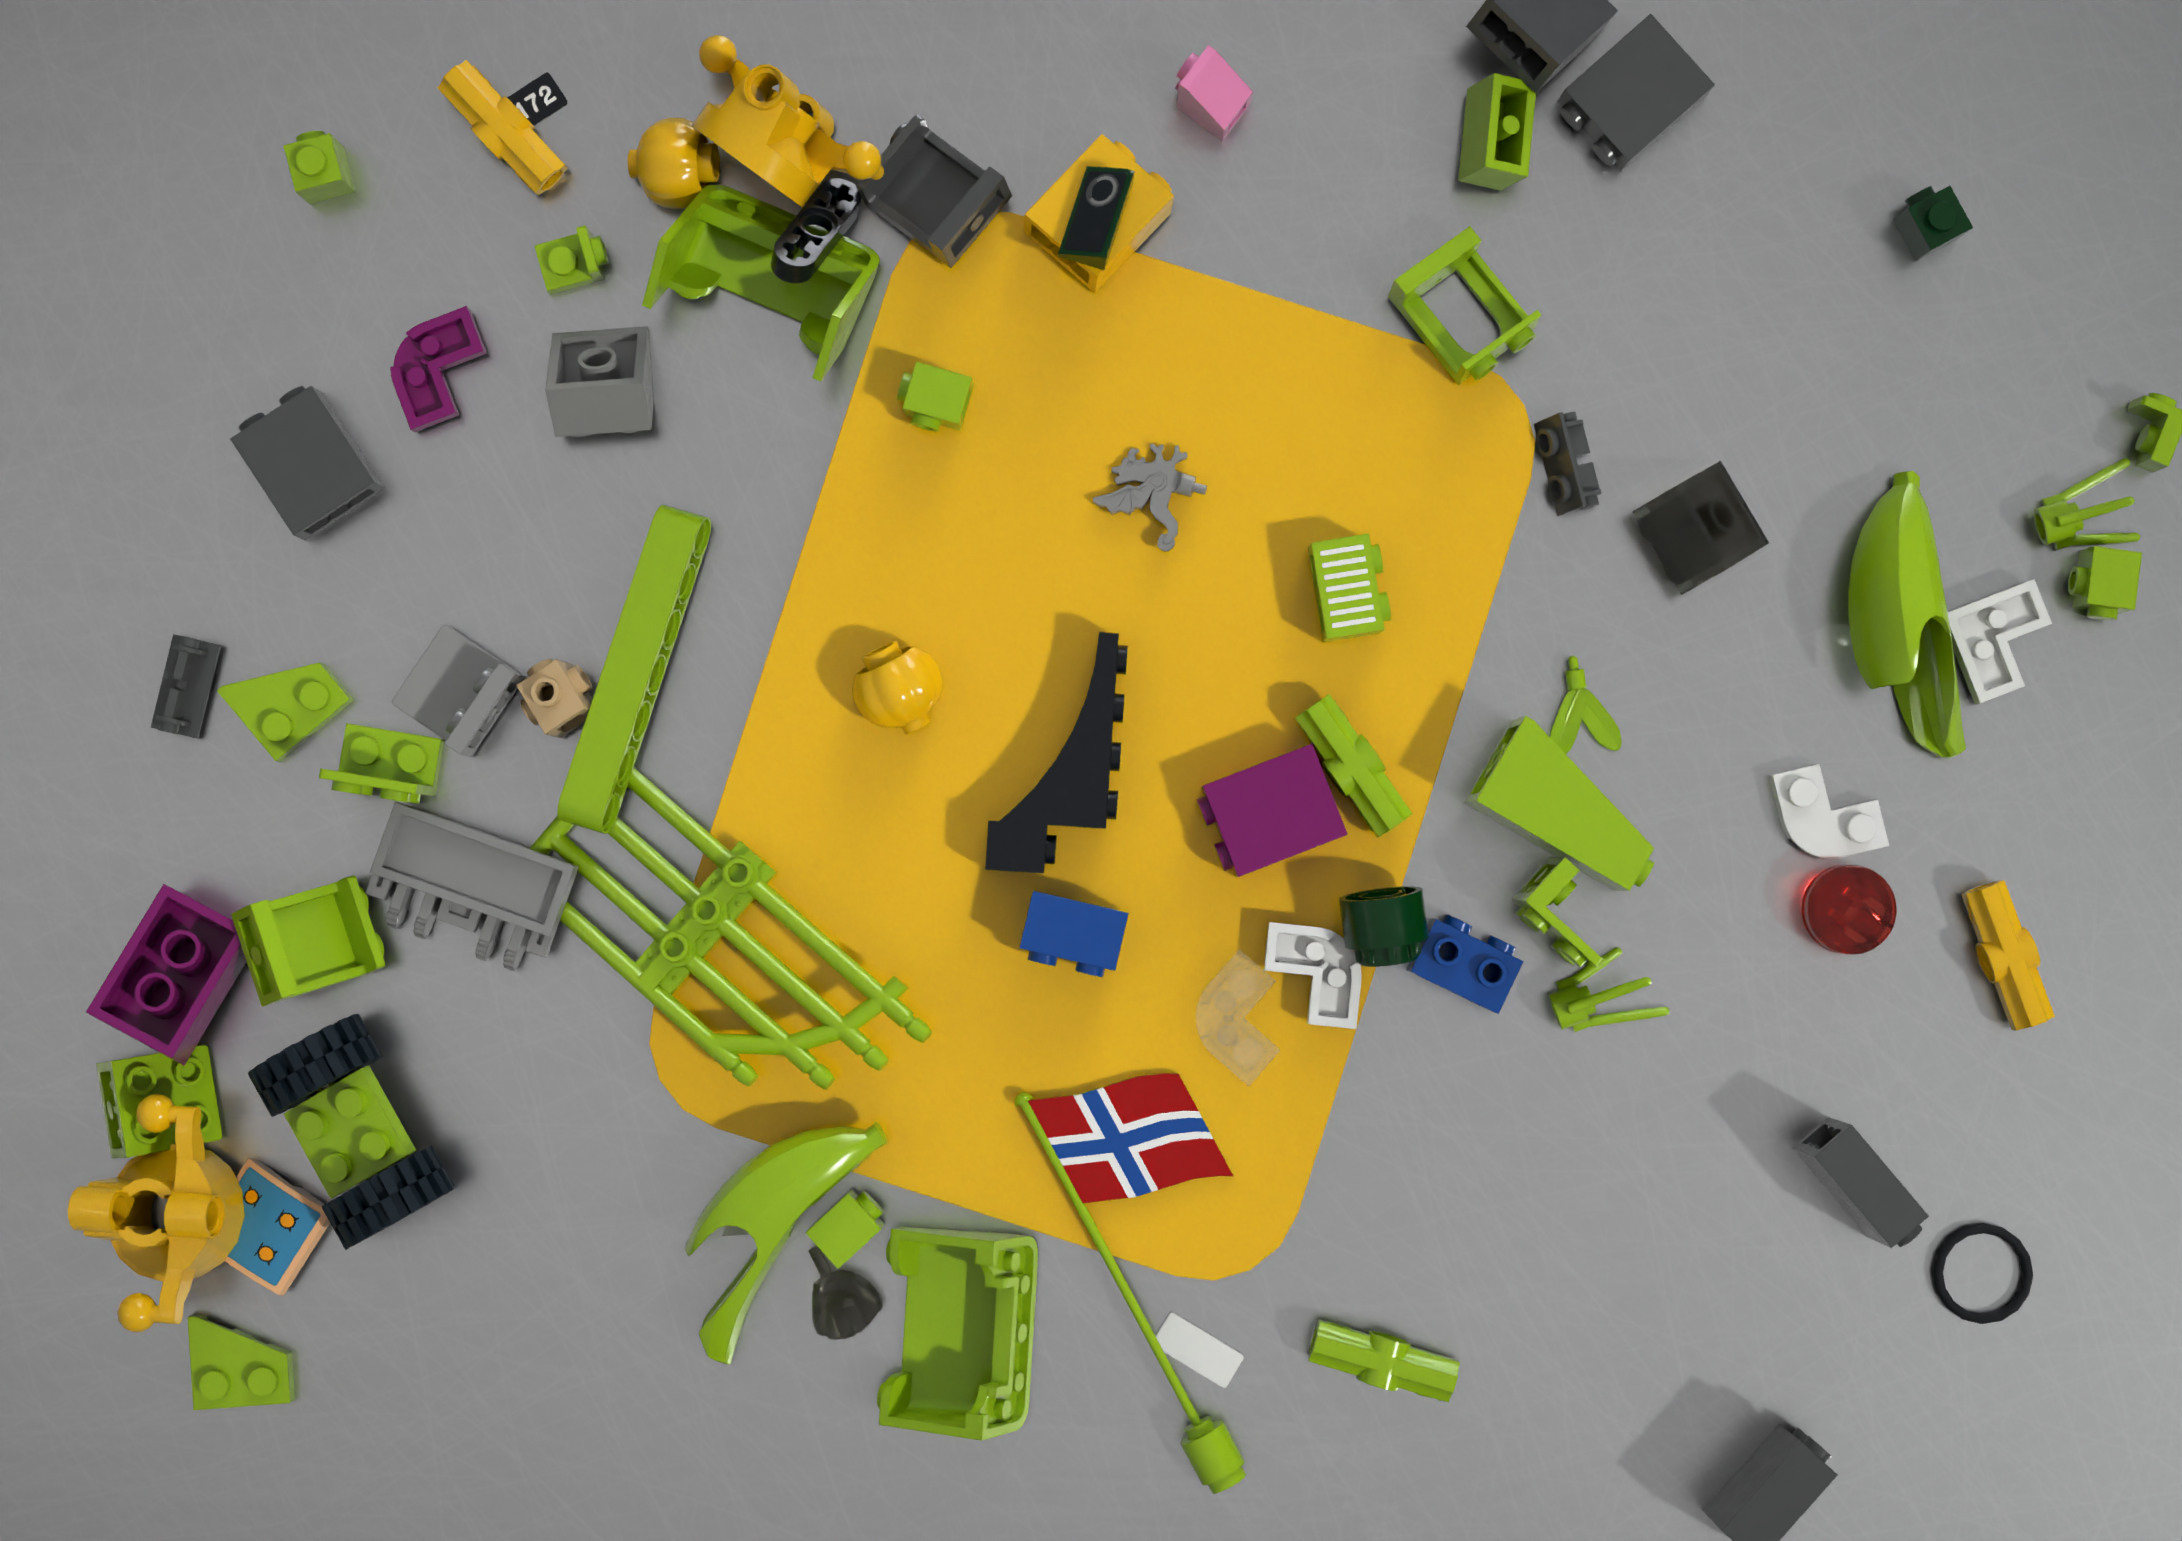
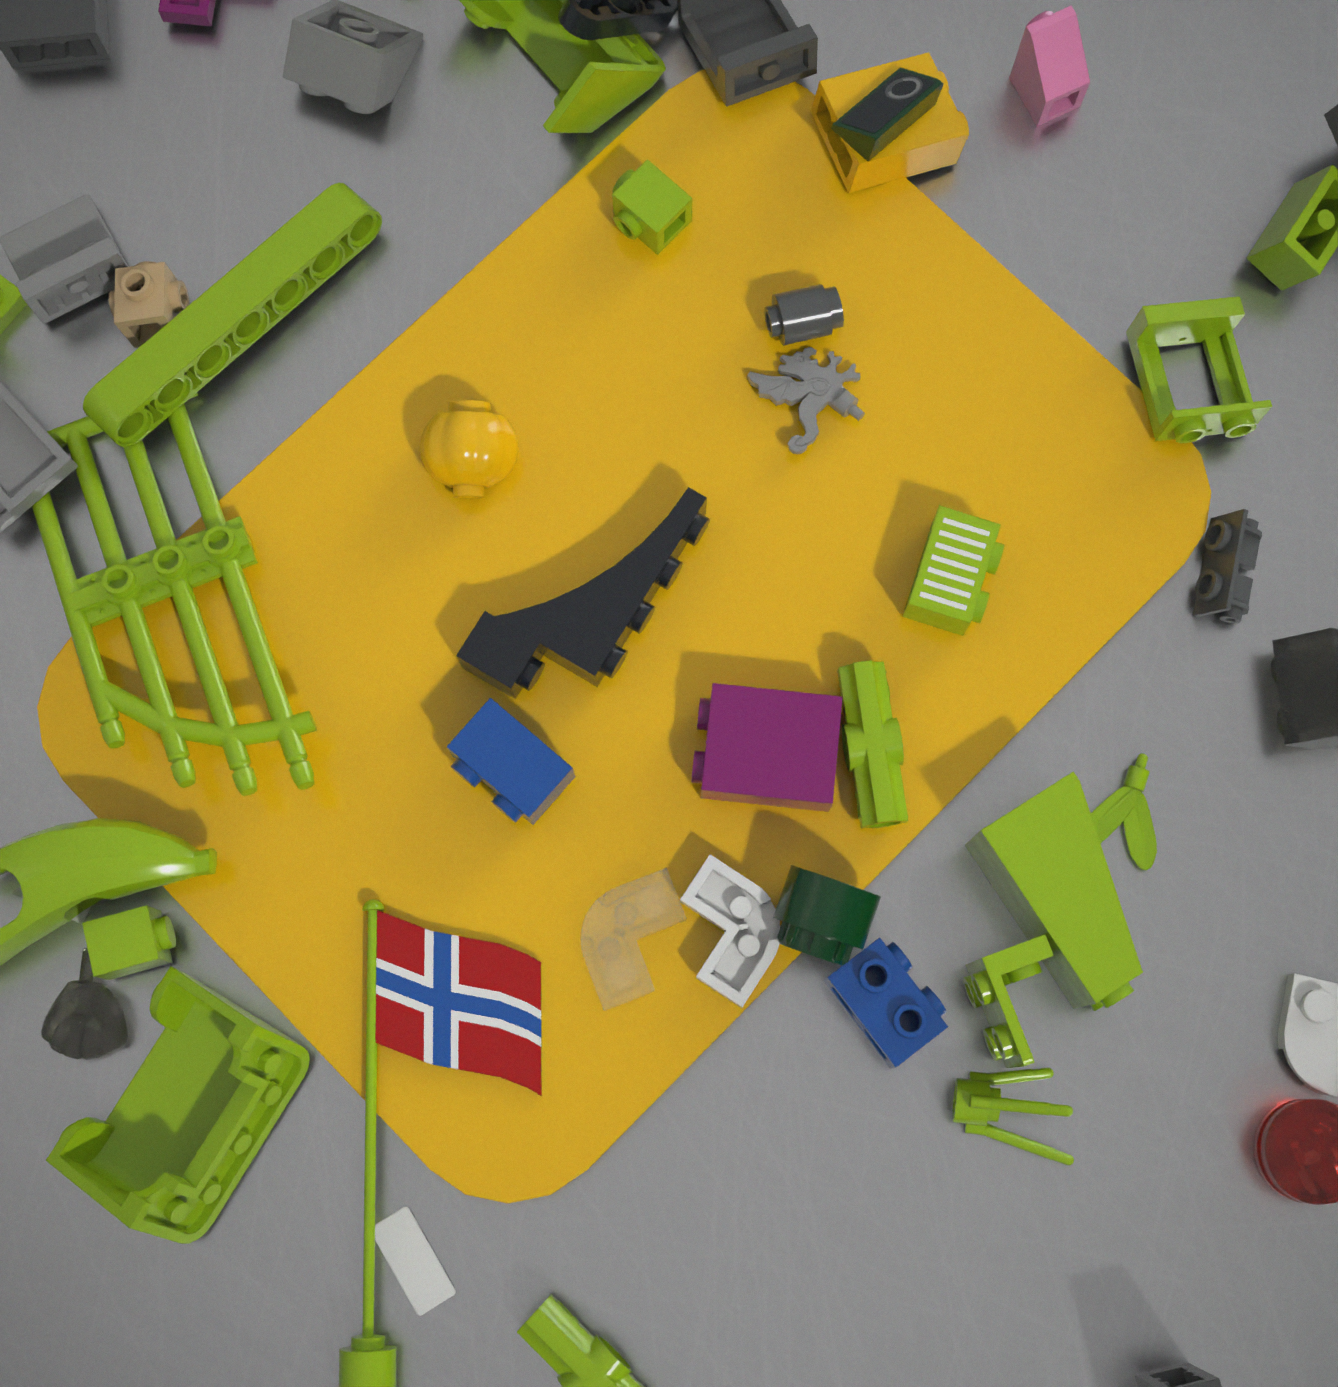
camera: 30 degrees right, 10 degrees down
(1114, 426) = (804, 314): none -> dark grey brick

